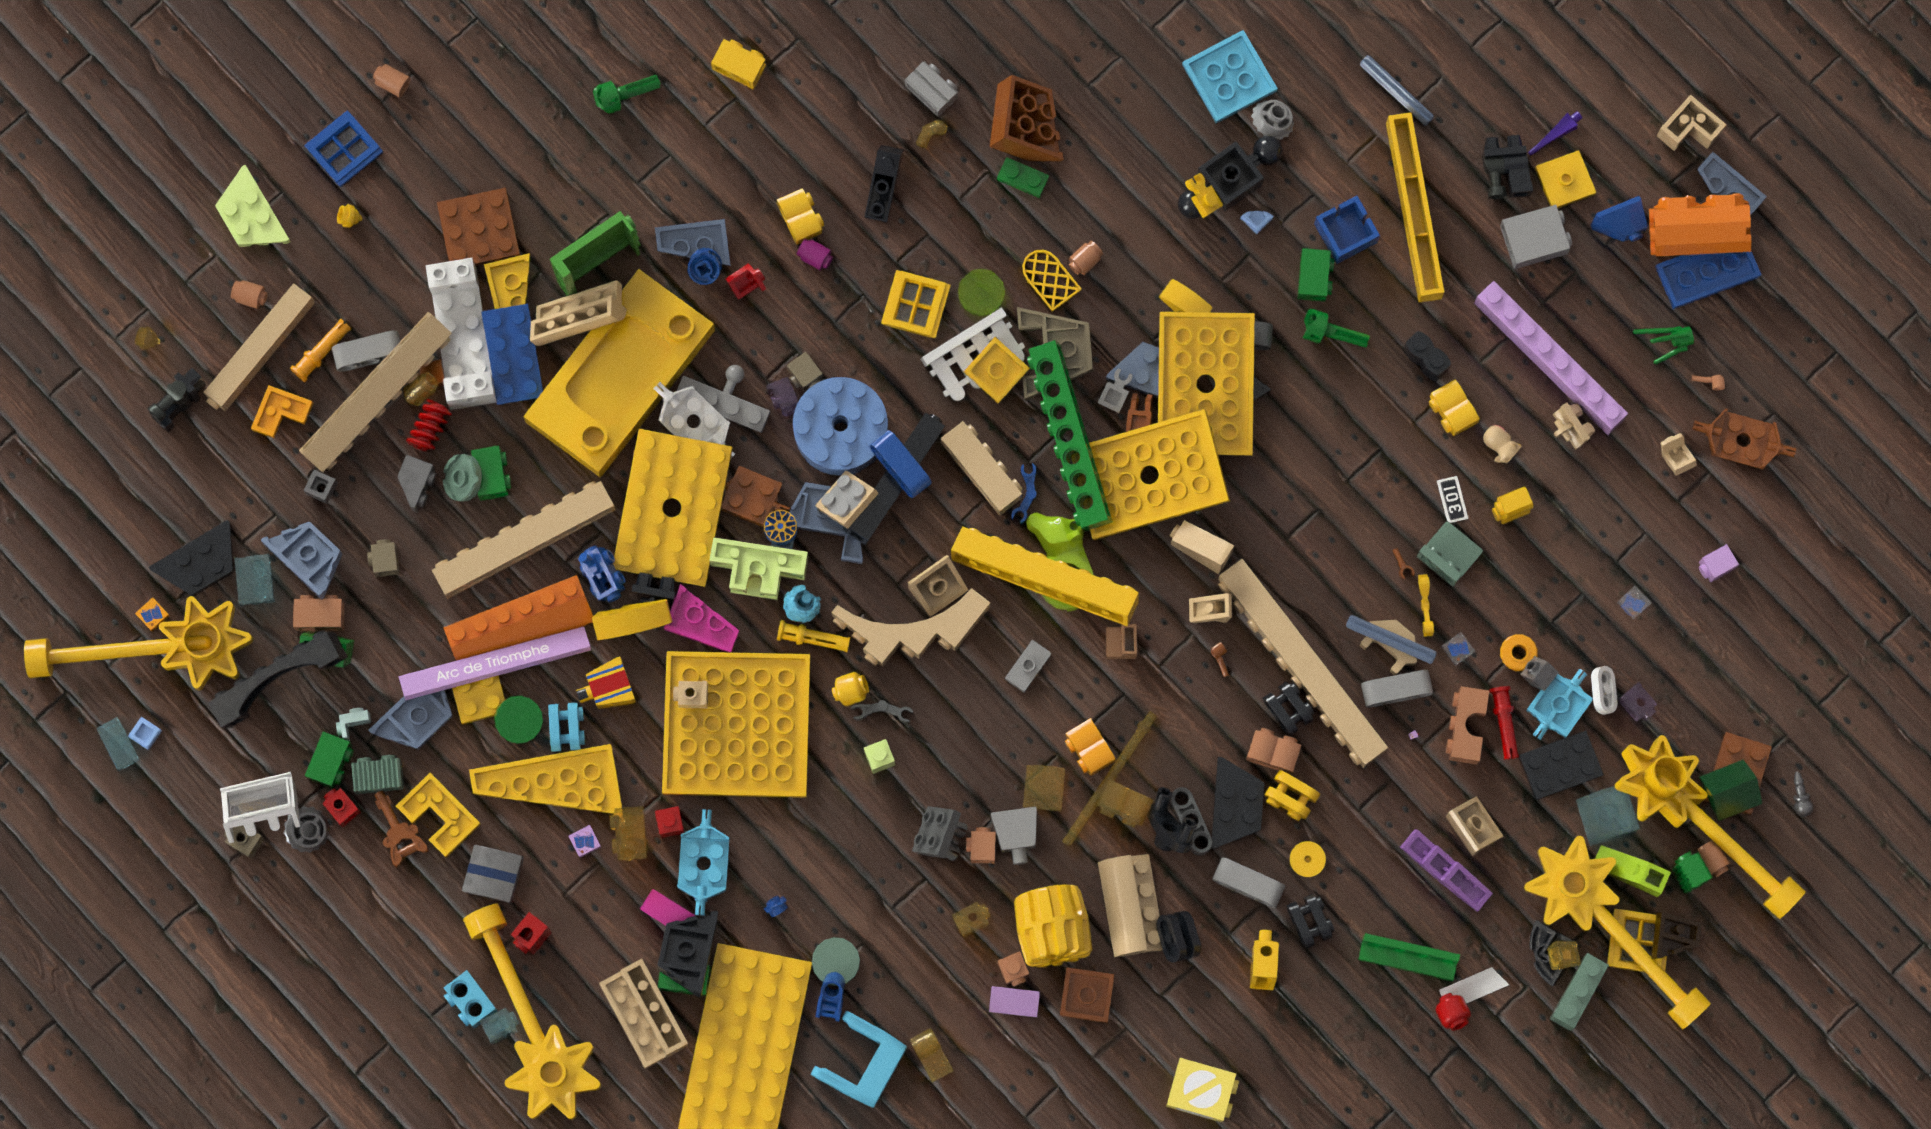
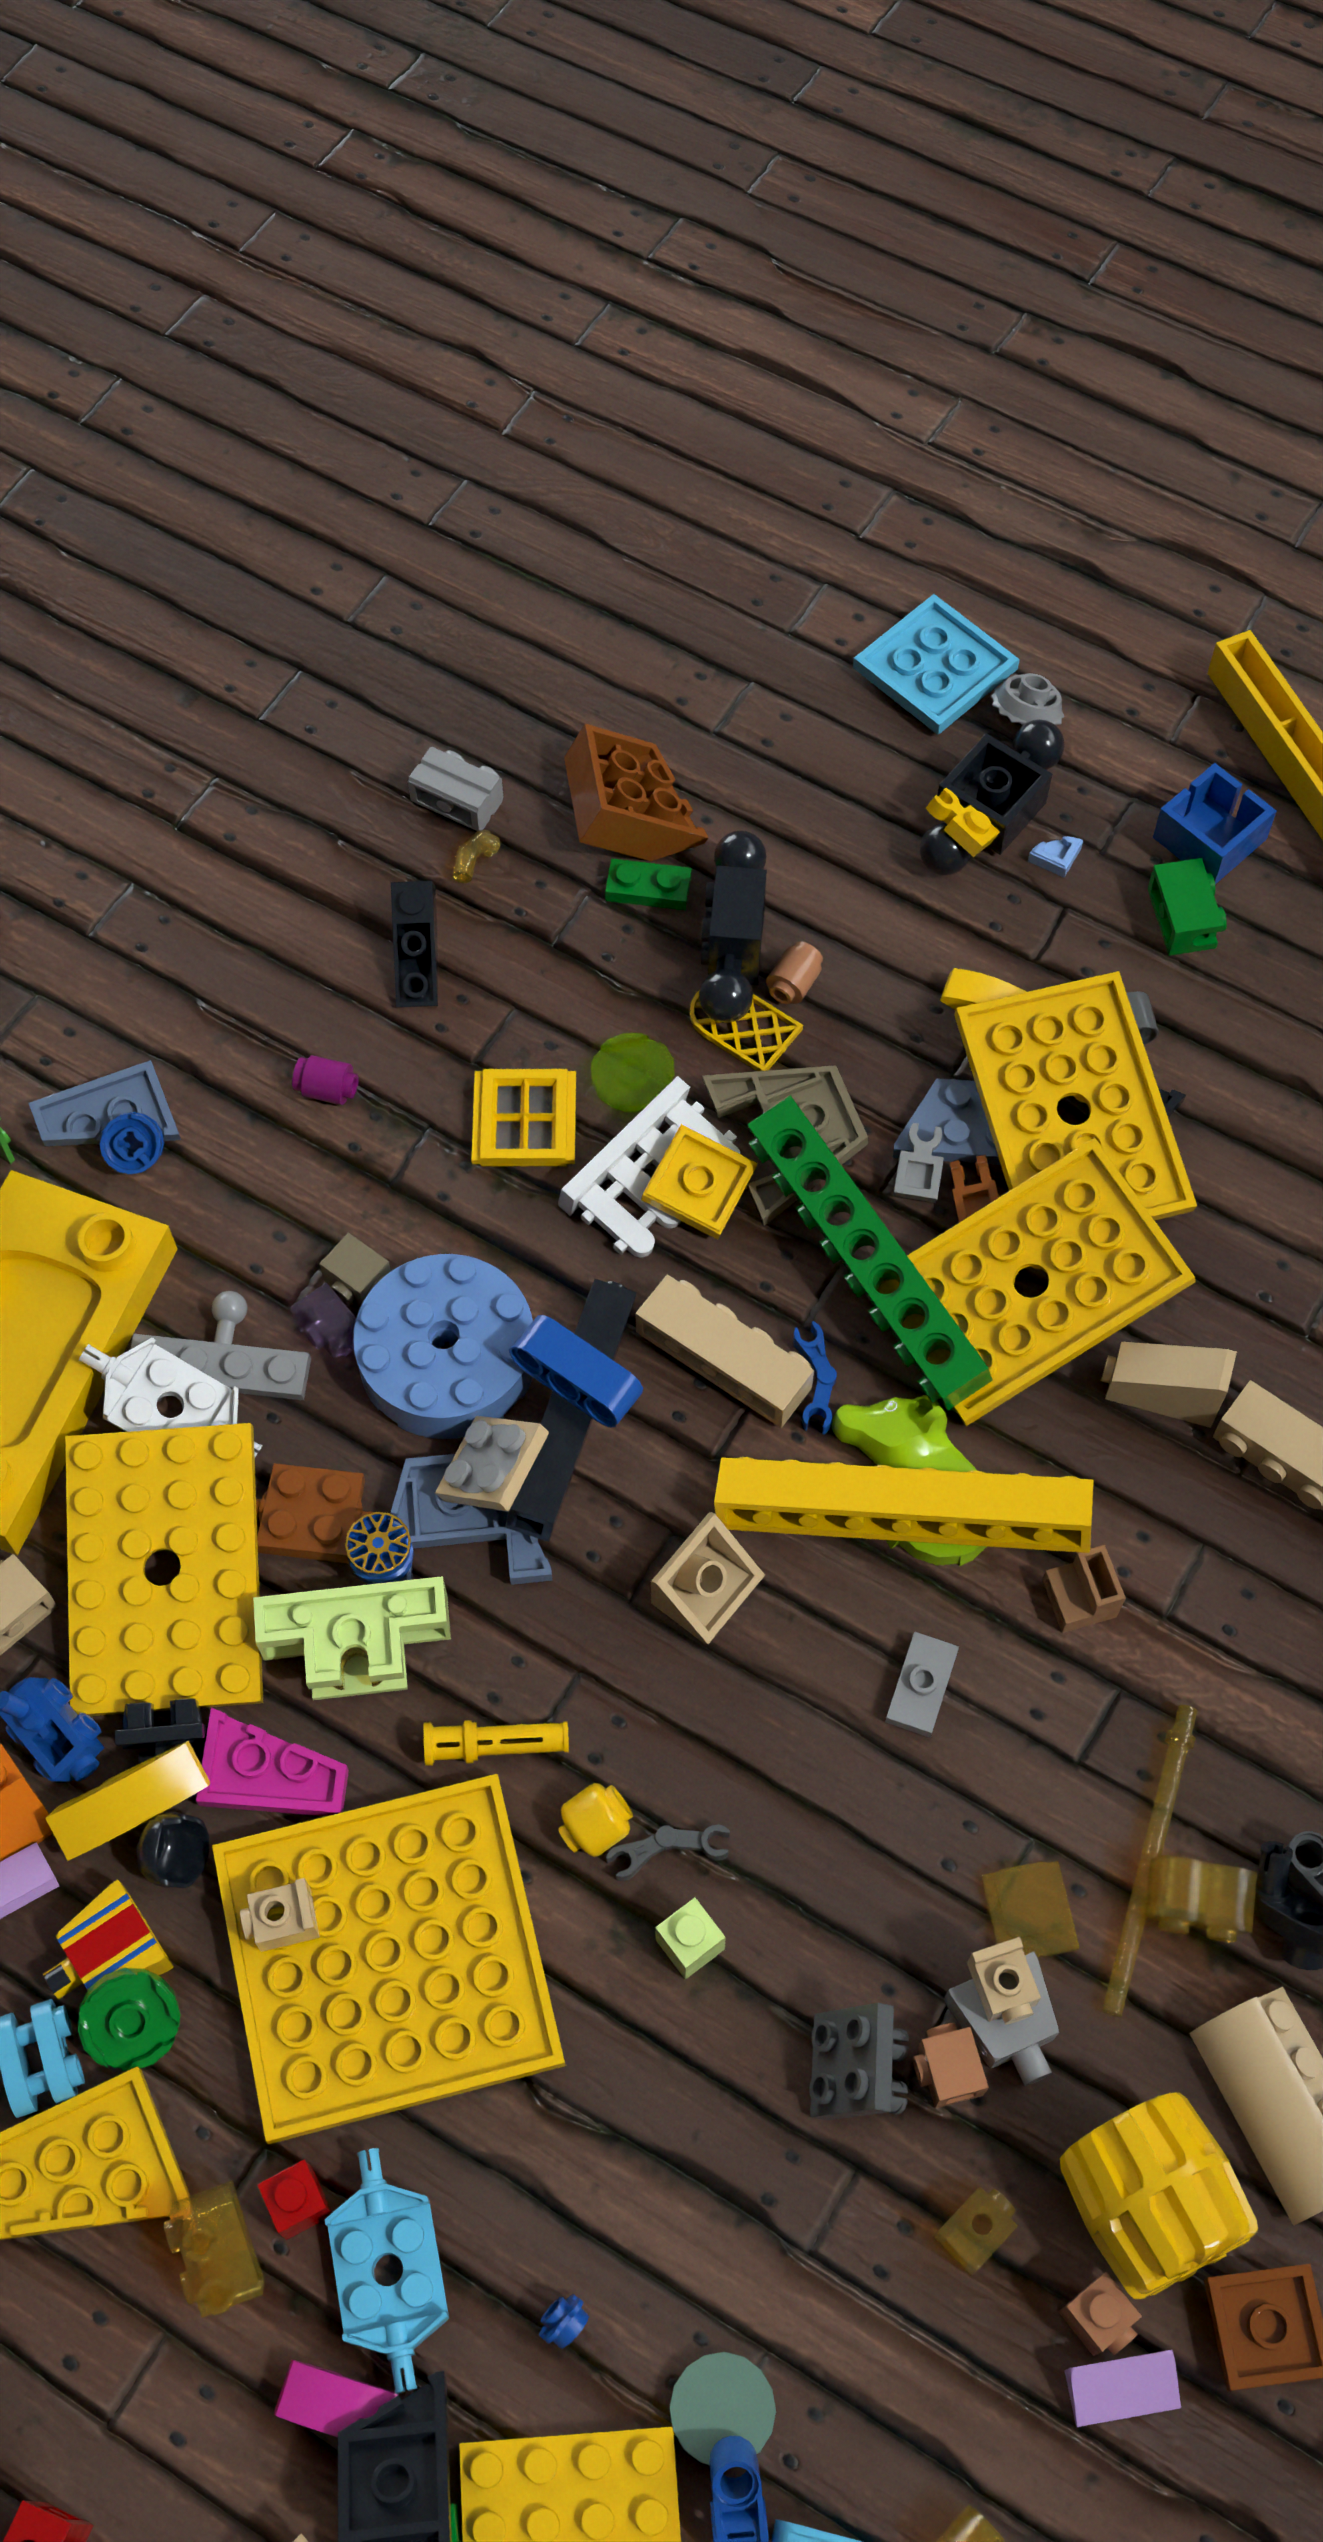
camera: 15 degrees left, 15 degrees down
(584, 841) = (125, 2294): lavender tile -> none
(611, 721) = (128, 2019): none -> green tile
(648, 648) = (173, 1850): none -> black hair
(739, 63) = (121, 827): yellow brick -> none
(745, 281) = (212, 1150): red bracket -> none
(800, 216) = (282, 1026): yellow brick -> none
(801, 605) = (455, 1683): medium azure piece -> none
(915, 638) = (691, 1687): tan arch -> none
(1016, 806) = (997, 2001): none -> tan brick
(1060, 224) = (733, 927): none -> black brick
(1090, 747) = (1094, 1805): light orange brick -> none
(1211, 608) = (1227, 1483): tan slope -> none
(1218, 651) = (1262, 1564): dark orange hand -> none
(1318, 327) = (1232, 979): green piece -> none
(1396, 90) = (1194, 618): sand blue axle -> none

